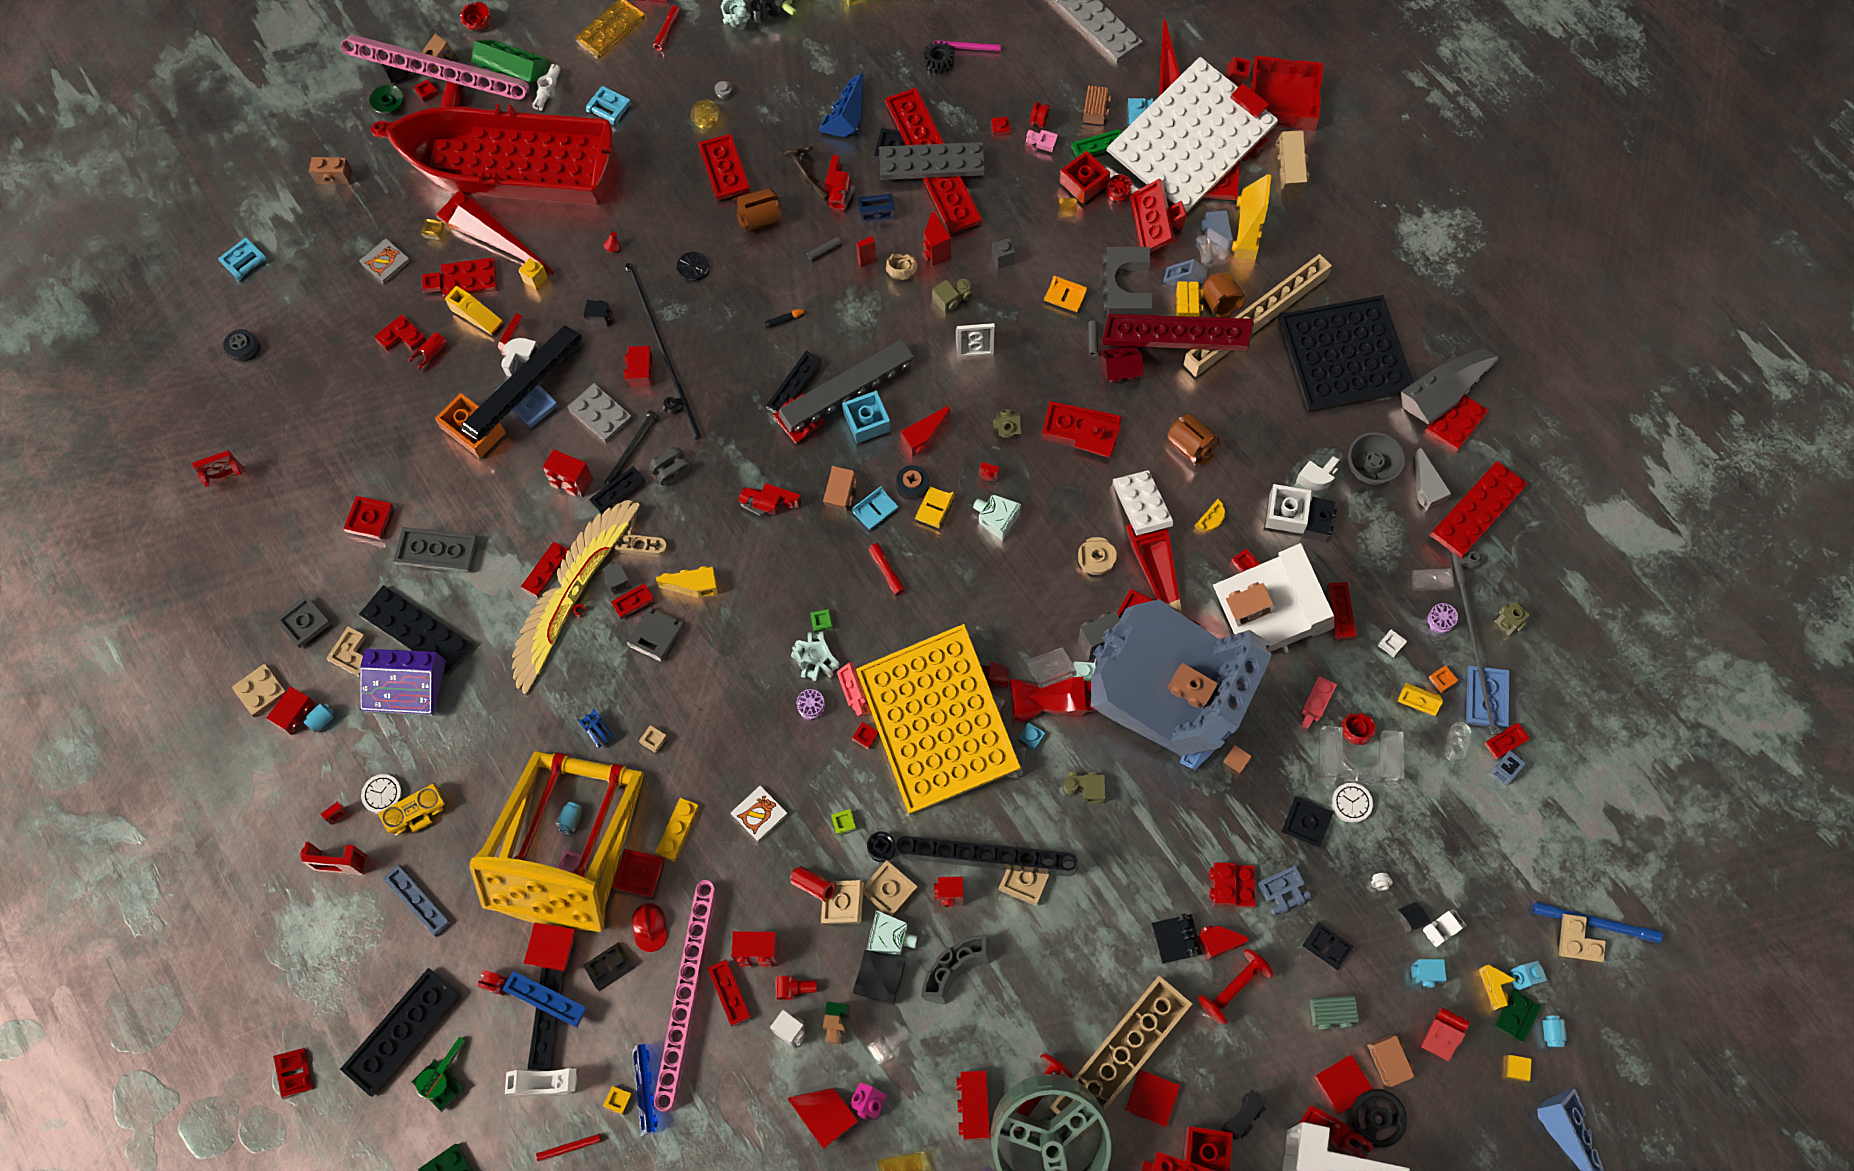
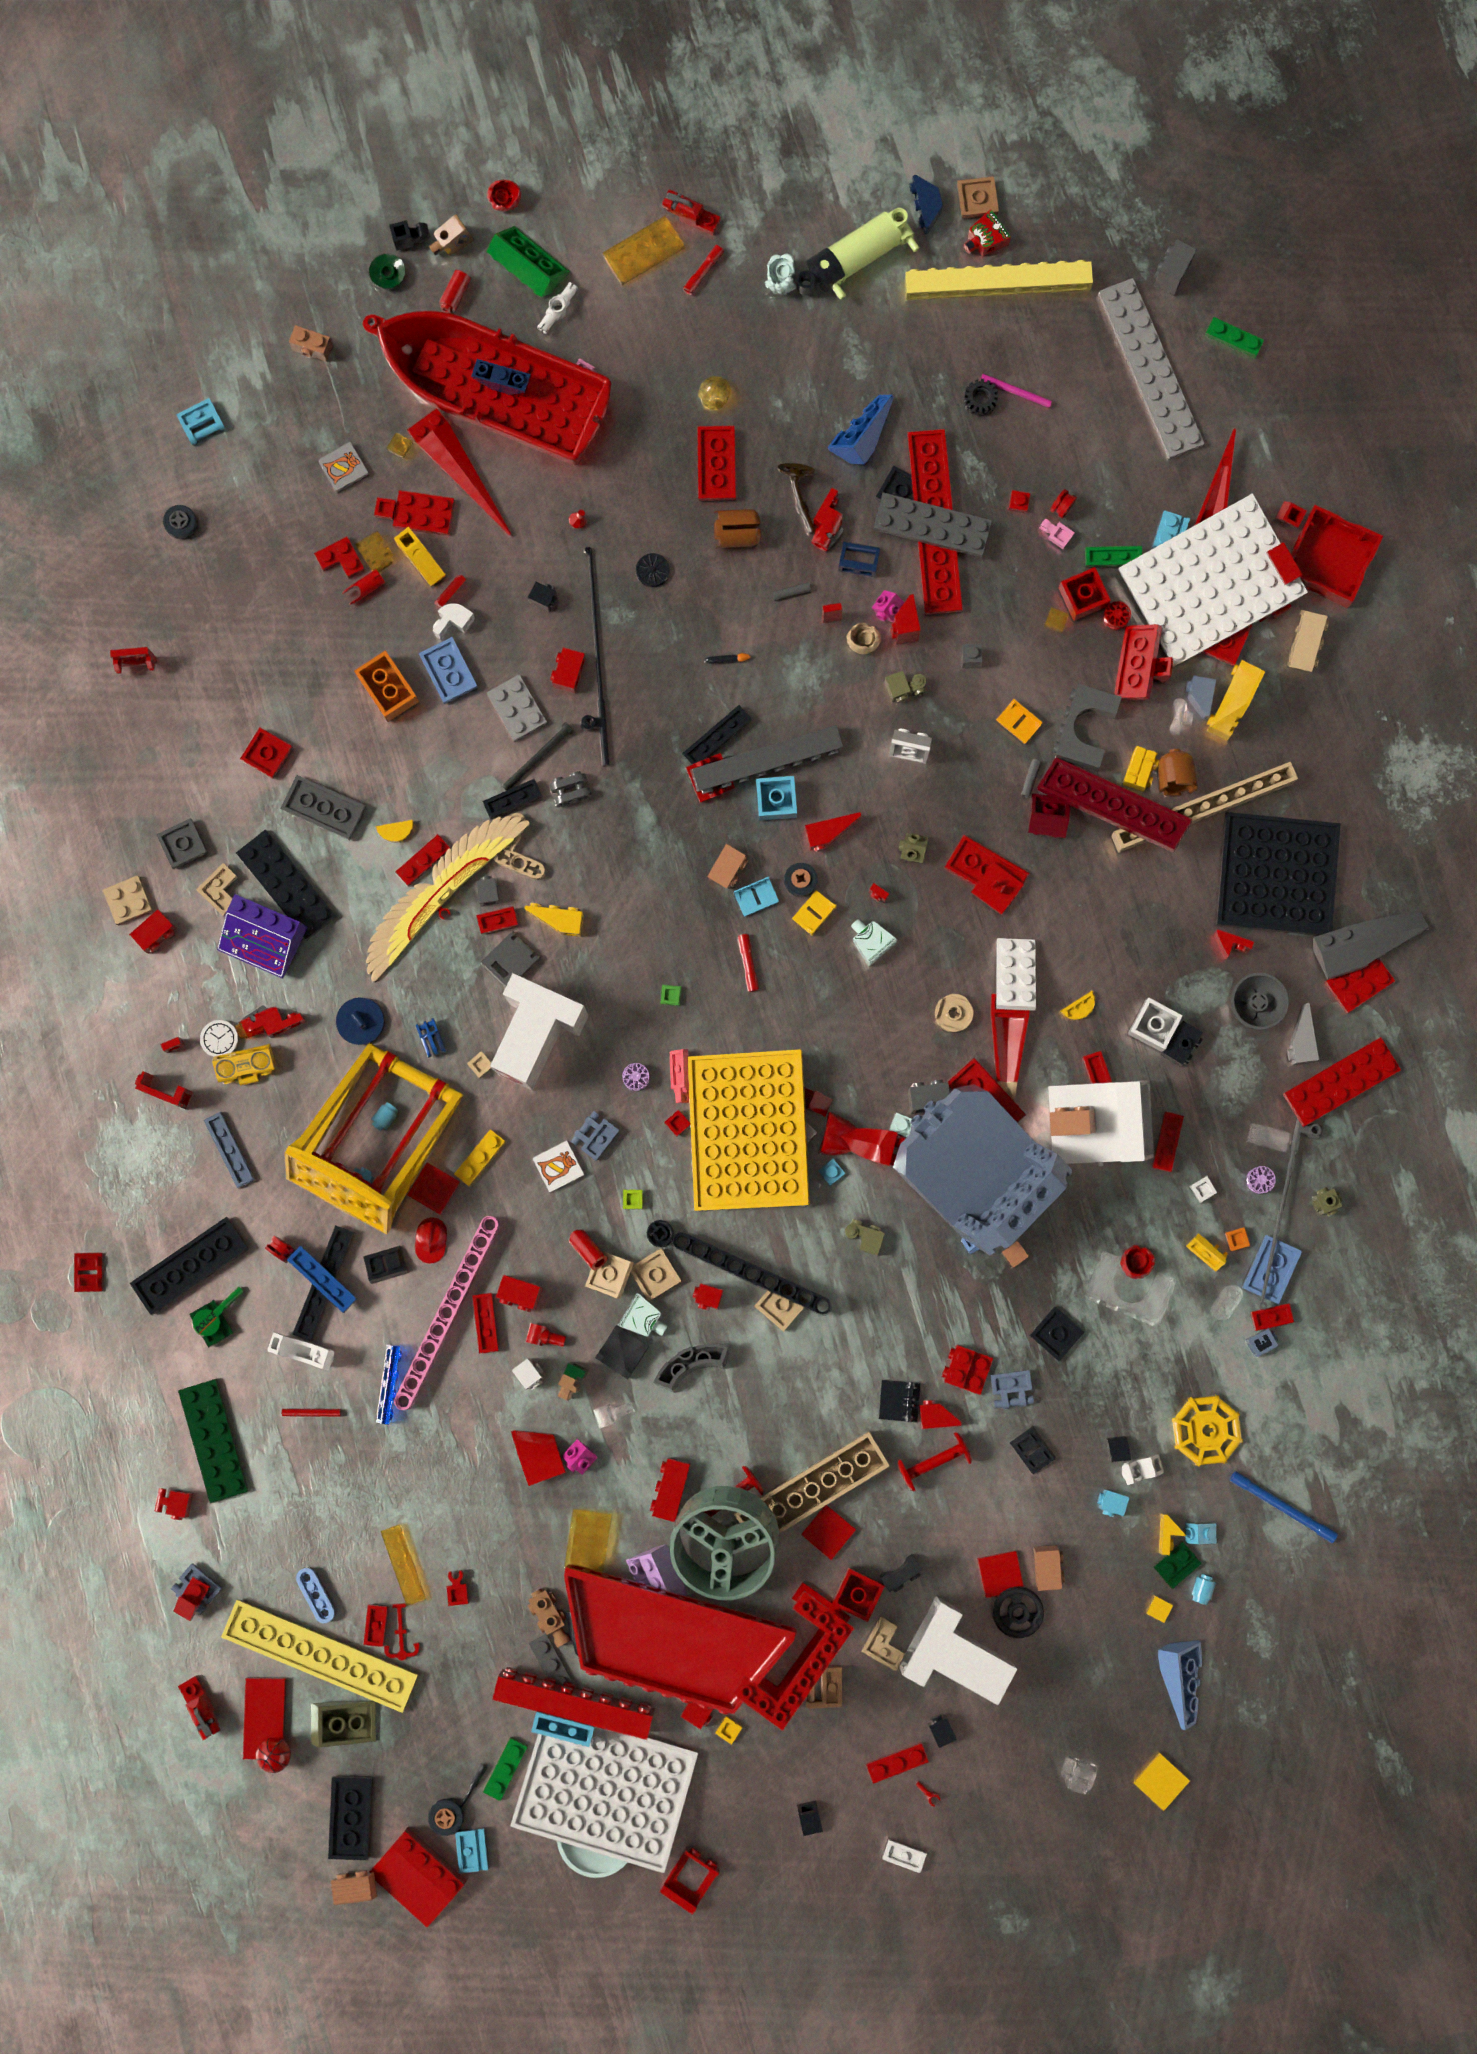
camera: 20 degrees right, 15 degrees up
(319, 717) = (177, 946): medium azure brick -> none
(425, 90) = (430, 270): red tile -> none
(427, 67) = (446, 255): bright pink beam -> none
(429, 760) = (269, 1020): none -> red plate
(431, 319) = (374, 552): none -> clear yellow cylinder
(509, 145) = (500, 377): none -> dark blue slope
(512, 551) = (396, 831): none -> yellow tile
(521, 383) = (448, 657): black beam -> none
(521, 734) = (360, 1021): none -> dark blue shield
(533, 273) = (489, 531): yellow brick -> none
(549, 947) = (337, 1233): red tile -> none
(567, 473) = (469, 769): red brick -> none
(569, 861) = (375, 1158): bright pink tile -> none
(611, 101) = (620, 345): medium azure plate -> none
(617, 1100) = (363, 1385): yellow tile -> none
(697, 673) = (534, 1029): none -> white piece
(723, 89) = (741, 365): light grey plate -> none
(768, 499) = (653, 856): red plate -> none
(792, 775) = (599, 1140): none -> sand blue plate
(815, 653) = (654, 1029): light aqua piece -> none
(913, 234) = (887, 606): none -> dark pink brick
(1051, 667) = (871, 1112): clear tile -> none
(1095, 105) = (1127, 508): nougat brick -> none
(1186, 271) = (1148, 737): sand blue slope -> none
(1191, 686) = (989, 1183): nougat brick -> none
(1193, 439) = (1089, 922): dark orange cylinder -> none
(1316, 478) = (1196, 1001): white brick -> none
(1317, 701) = (1110, 1222): coral hinge -> none
(1325, 419) = (1226, 941): none -> red slope
(1334, 1012) = (1015, 1510): sand green brick -> none
(1339, 1134) = (975, 1614): red plate -> none
(1352, 803) = (1105, 1328): white tile -> none
(1381, 881) = (1102, 1409): white plate -> none
(1445, 1033) = (1104, 1560): red piece -> none
(1485, 880) = (1214, 1421): none -> yellow plate
(1573, 940) = (1255, 1519): tan plate -> none

